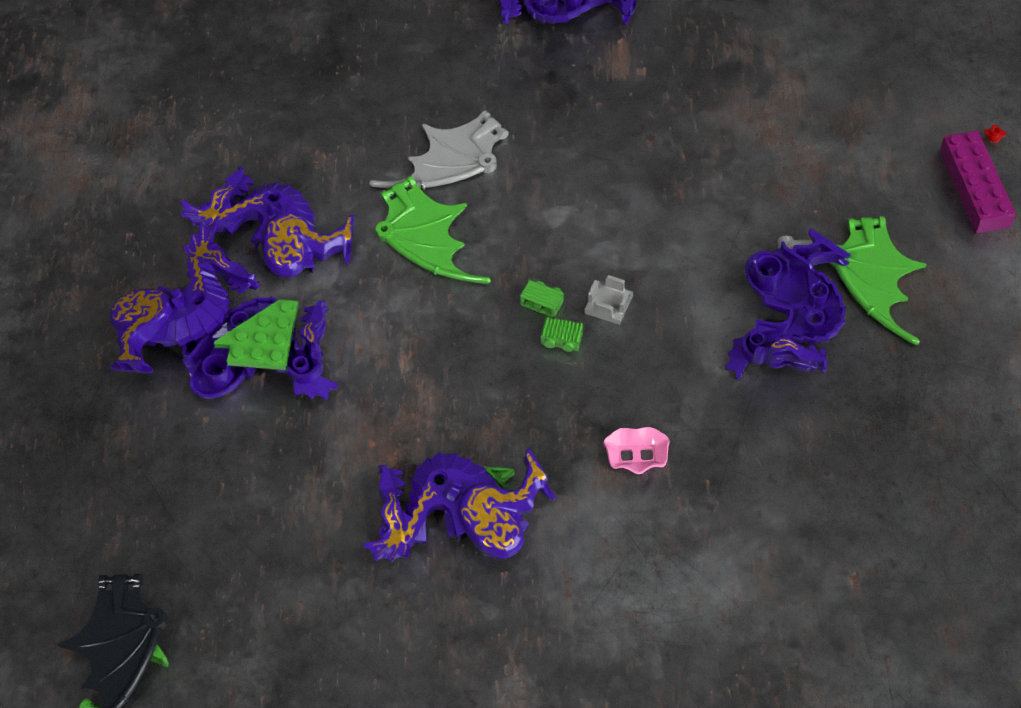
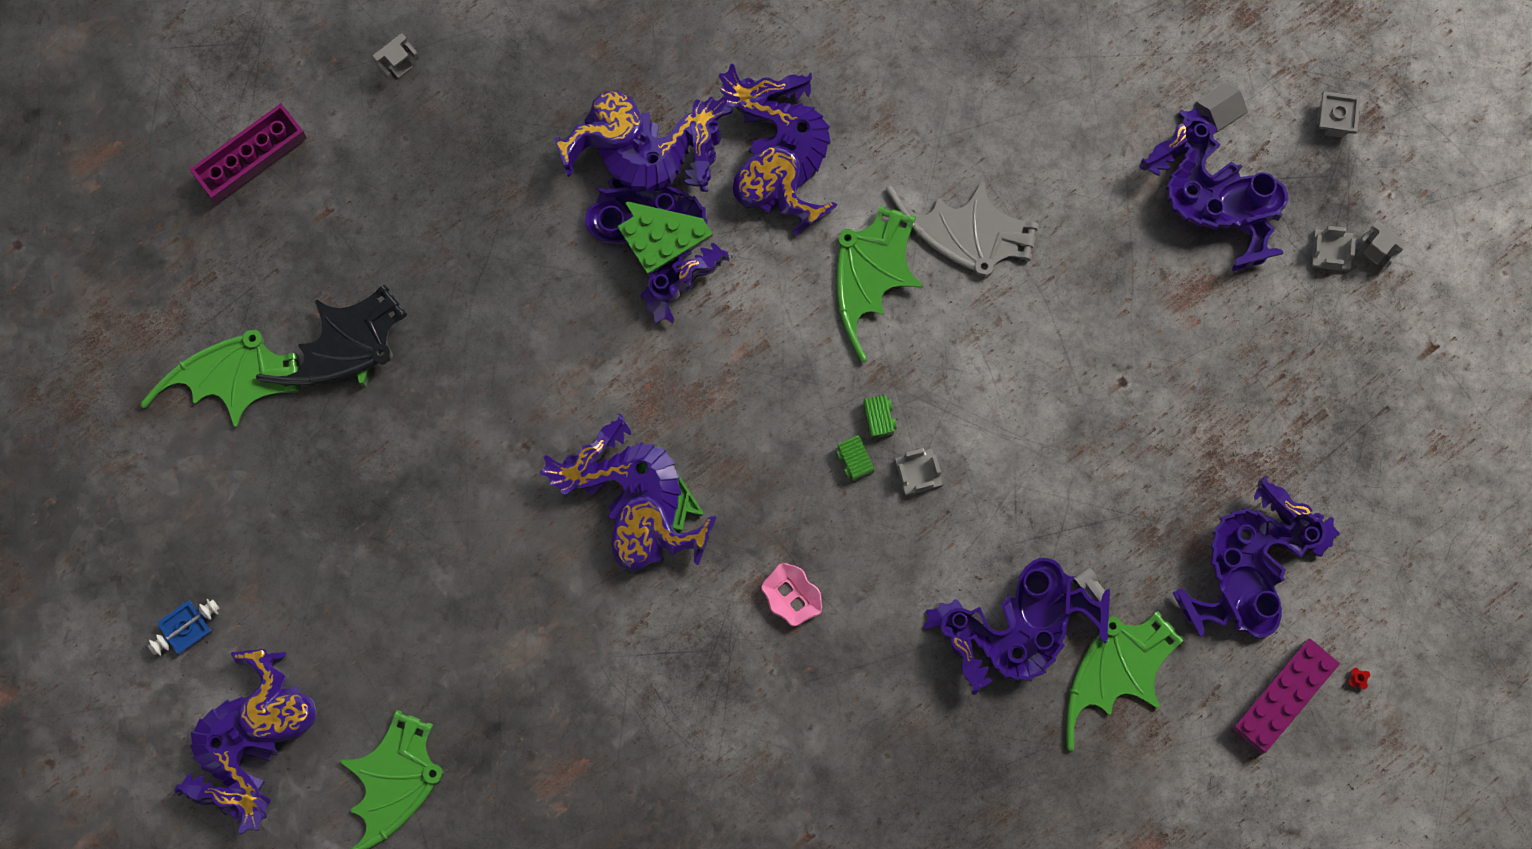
camera: 50 degrees right, 20 degrees up
(856, 139) = (1247, 570): none -> dark purple animal

